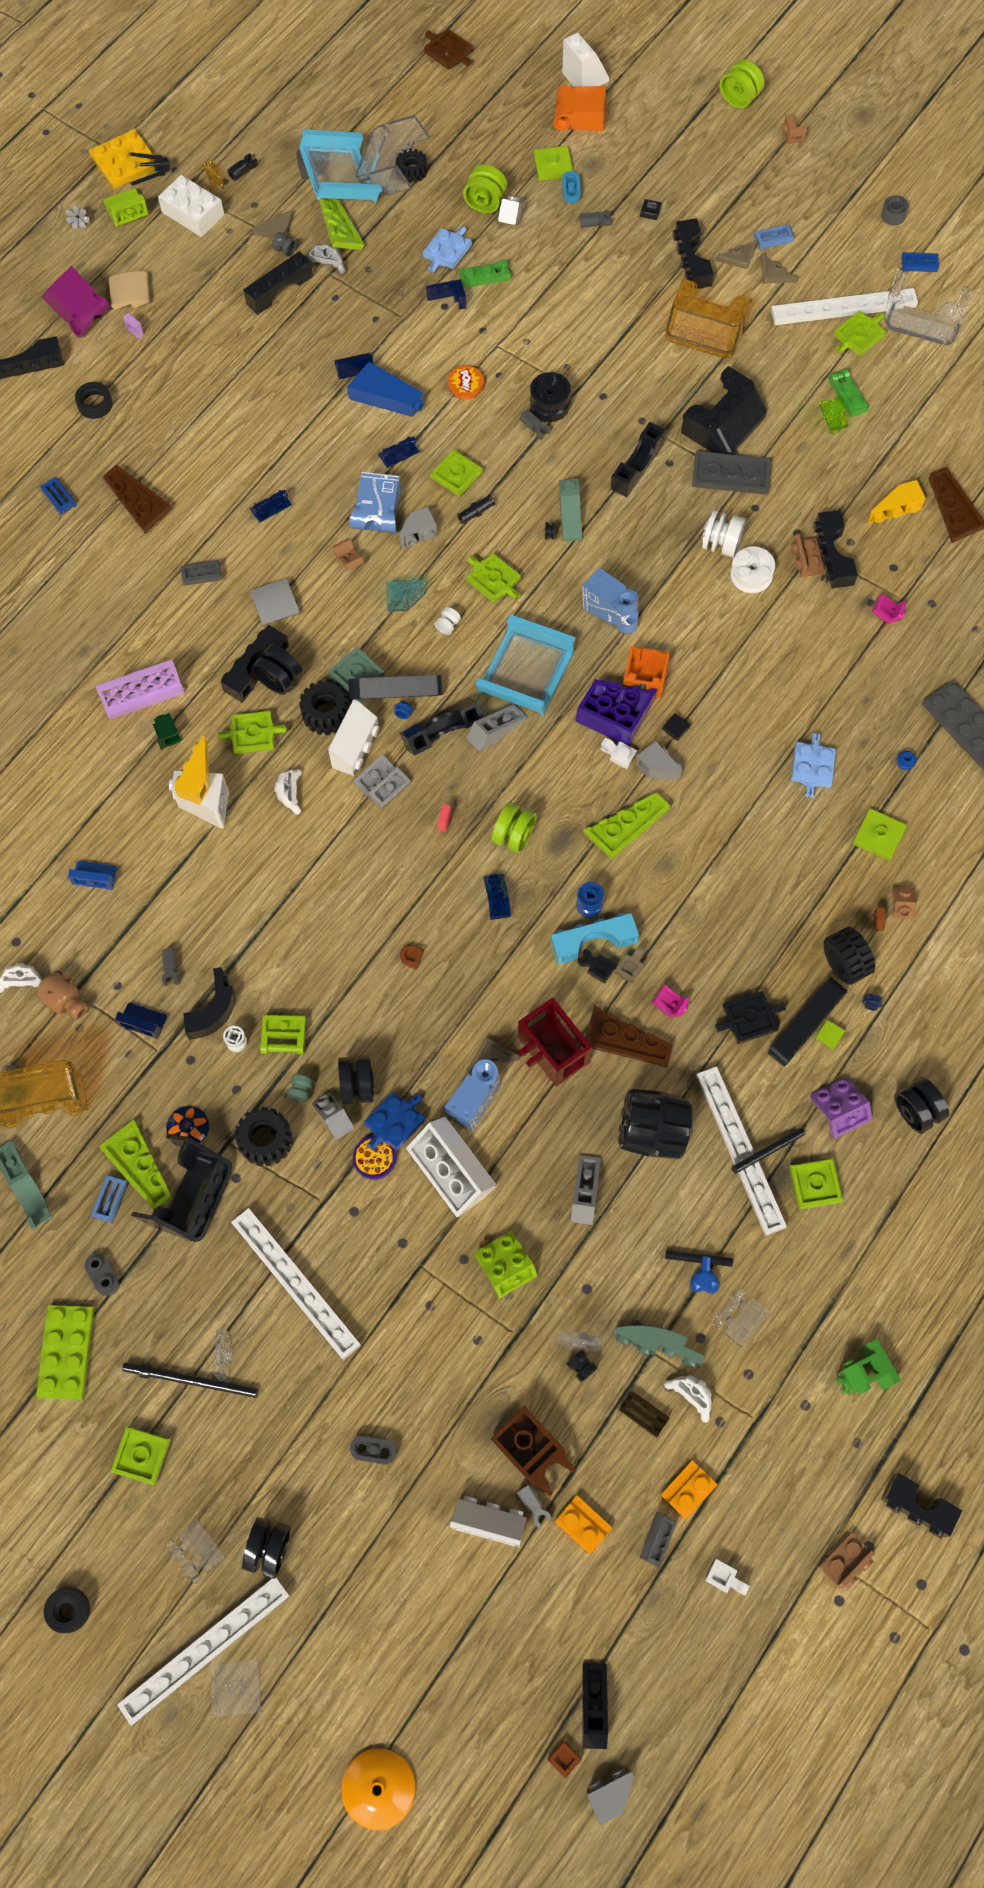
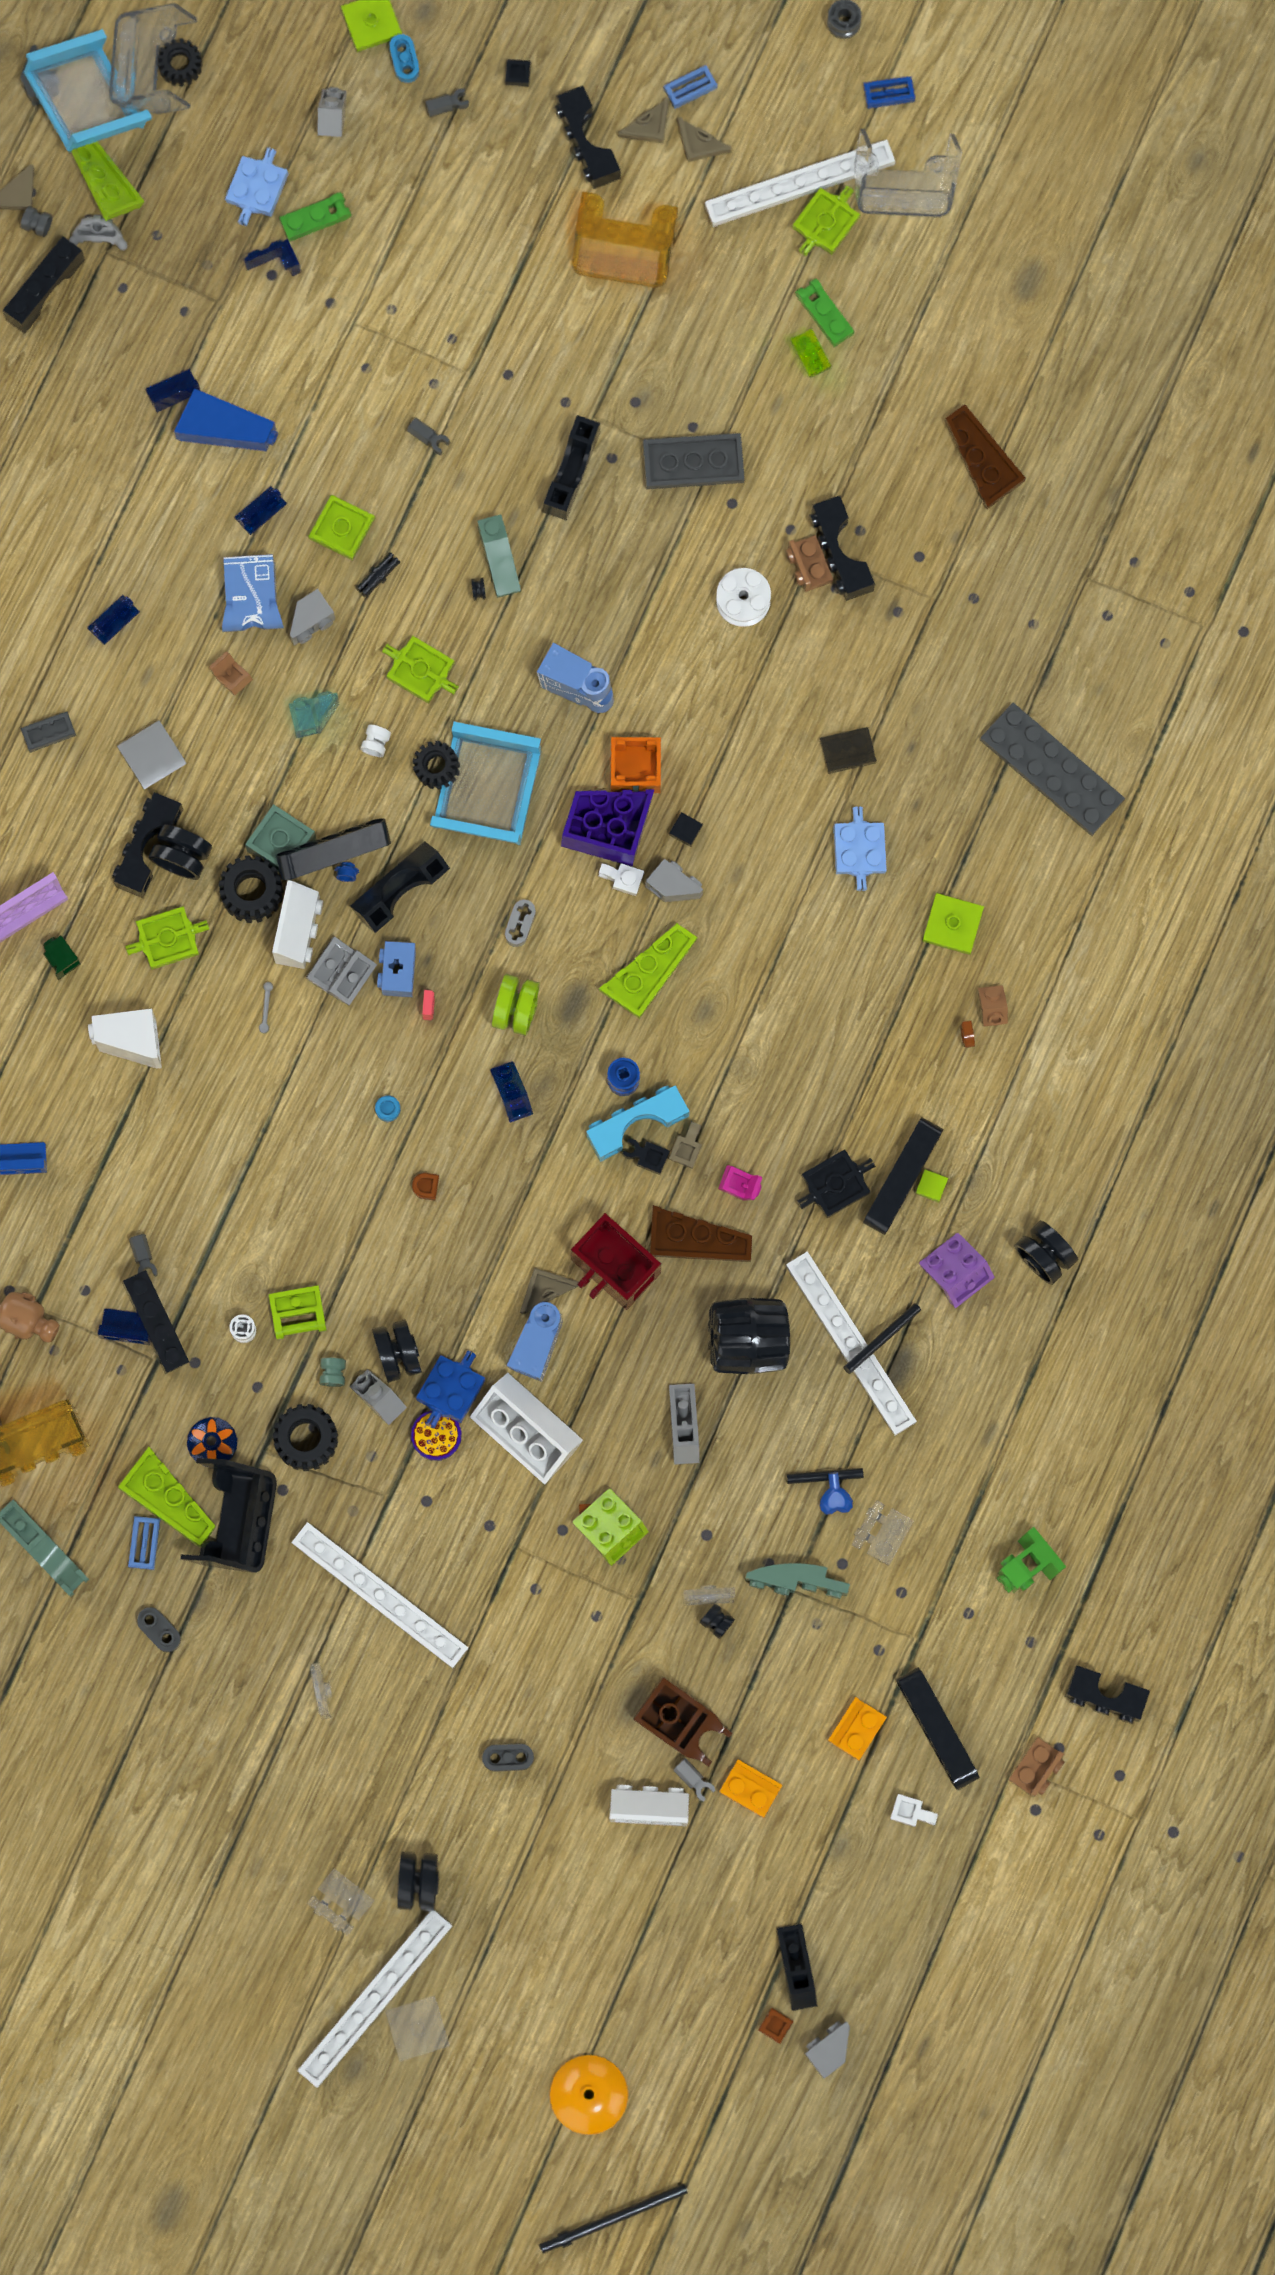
camera: 15 degrees left, 10 degrees up
(53, 1606) = (232, 1989): black tyre -> none
(65, 1352) = (141, 1723): lime plate -> none
(140, 1455) = (255, 1815): lime plate -> none
(146, 1371) = (236, 1724): black bar -> none
(164, 1018) = (155, 1321): none -> black arch
(194, 779) = (122, 1025): yellow slope -> none
(215, 1015) = (210, 1308): black arch -> none
(287, 789) = (228, 1005): white piece -> none
(311, 812) = (264, 1028): none -> light grey hinge
(394, 891) = (387, 1108): none -> dark azure tile
(422, 796) = (397, 954): none -> medium blue brick
(465, 382) = (325, 388): tile -> none
(485, 189) = (290, 90): lime wheel -> none
(486, 637) = (430, 752): none -> black tyre
(494, 727) = (465, 873): light grey slope -> none
(534, 774) = (525, 925): none -> light grey beam
(550, 396) = (441, 396): black wheel -> none
(658, 1539) = (833, 1787): dark grey plate -> none
(660, 1425) = (814, 1667): dark brown tile -> none
(694, 1392) = (845, 1624): white piece -> none
(723, 533) = (698, 557): white wheel -> none
(730, 419) = (681, 384): black windscreen -> none
(762, 1505) = (937, 1728): none -> black beam
(815, 692) = (848, 750): none -> clear smoke plate
(815, 1184) = (941, 1365): lime plate -> none
(849, 955) = (937, 1089): black tyre -> none
(872, 1002) = (974, 1137): dark blue plate -> none
(888, 610) = (920, 621): dark pink bracket -> none
(902, 500) = (916, 461): yellow slope -> none
(902, 763) = (971, 826): blue plate -> none

